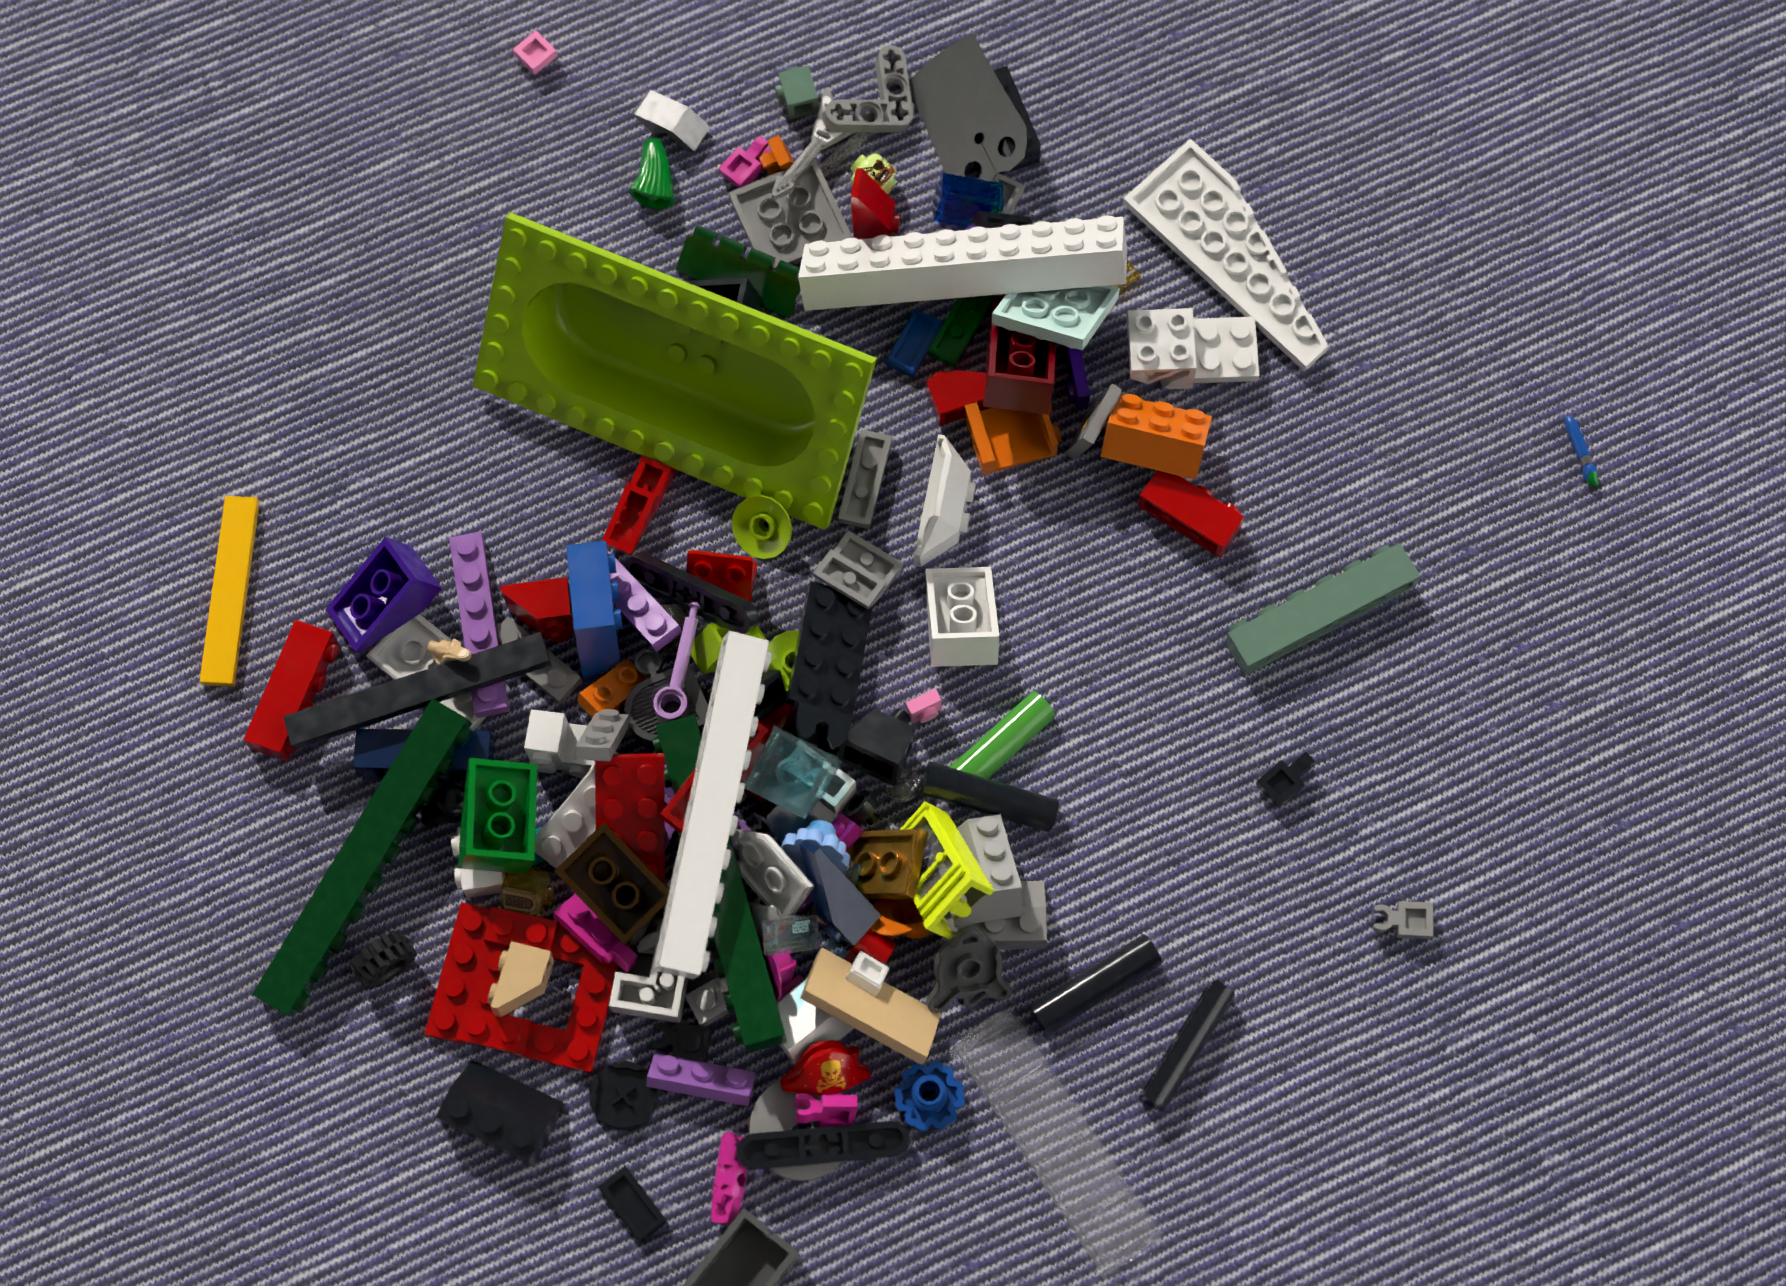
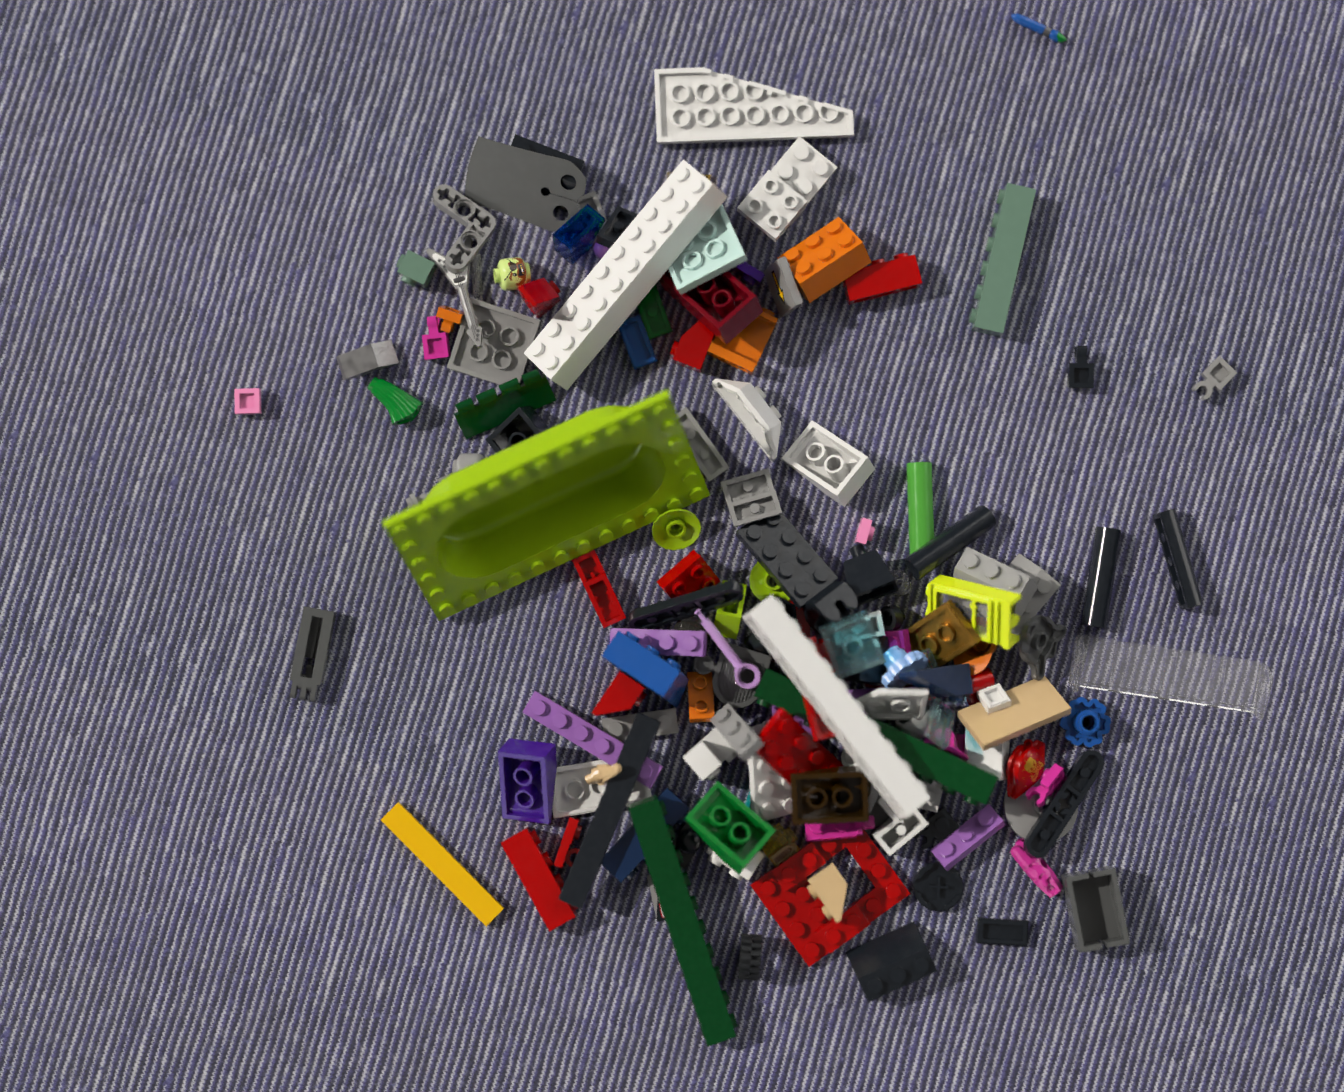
camera: 50 degrees left, 15 degrees up
(351, 296) = (315, 643): none -> dark grey hinge
(352, 683) = (571, 832): none -> red plate

